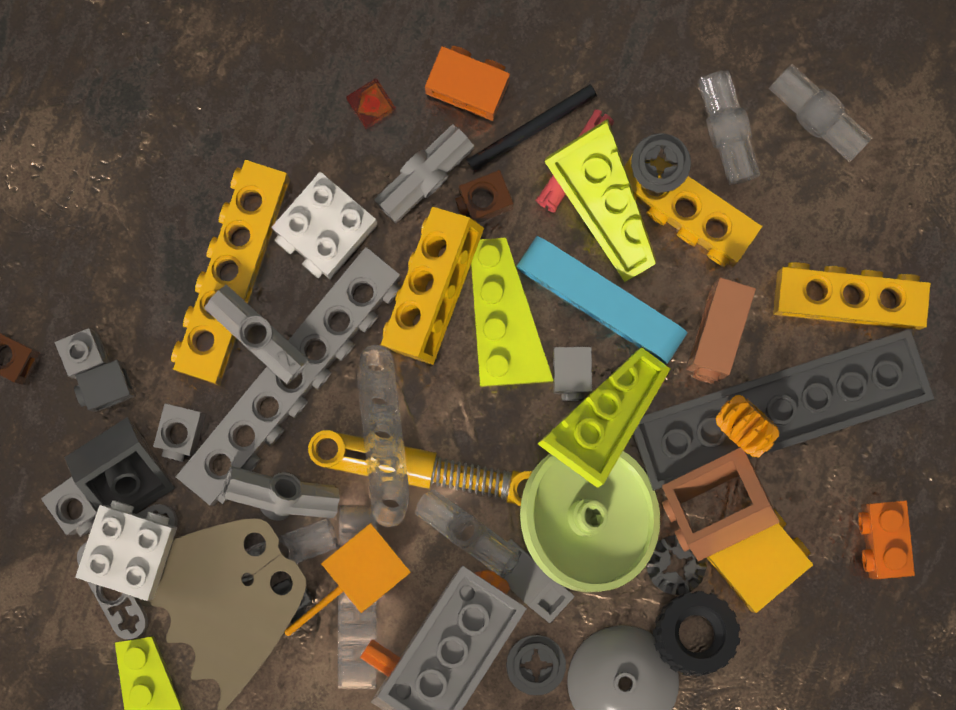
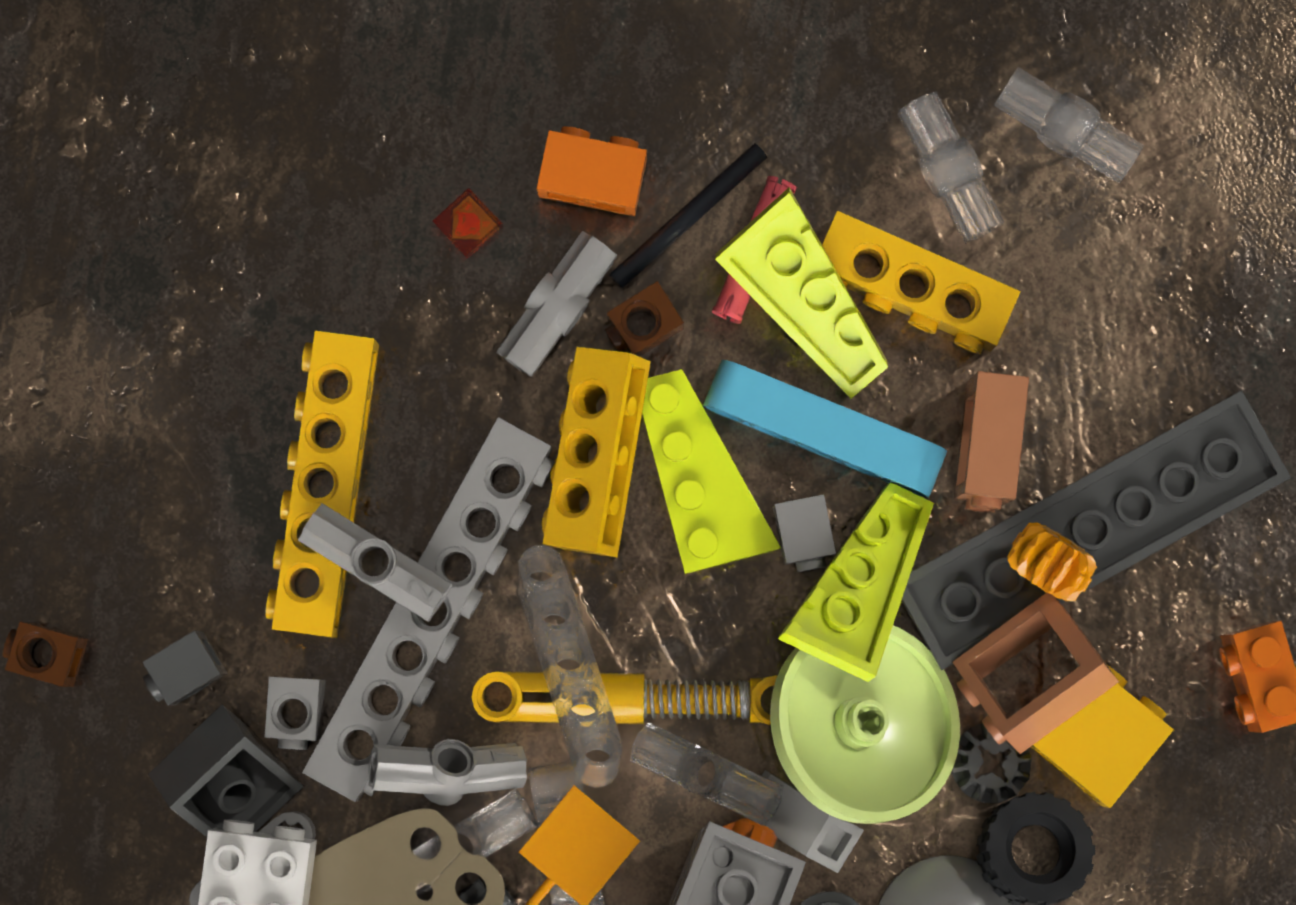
camera: 10 degrees left, 0 degrees up
(57, 503) = (150, 839): light grey brick -> none
(81, 352) = (145, 629): light grey brick -> none
(323, 227) = (436, 400): white brick -> none
(674, 152) = (885, 215): dark grey gear -> none
(910, 295) = (1235, 367): yellow brick -> none

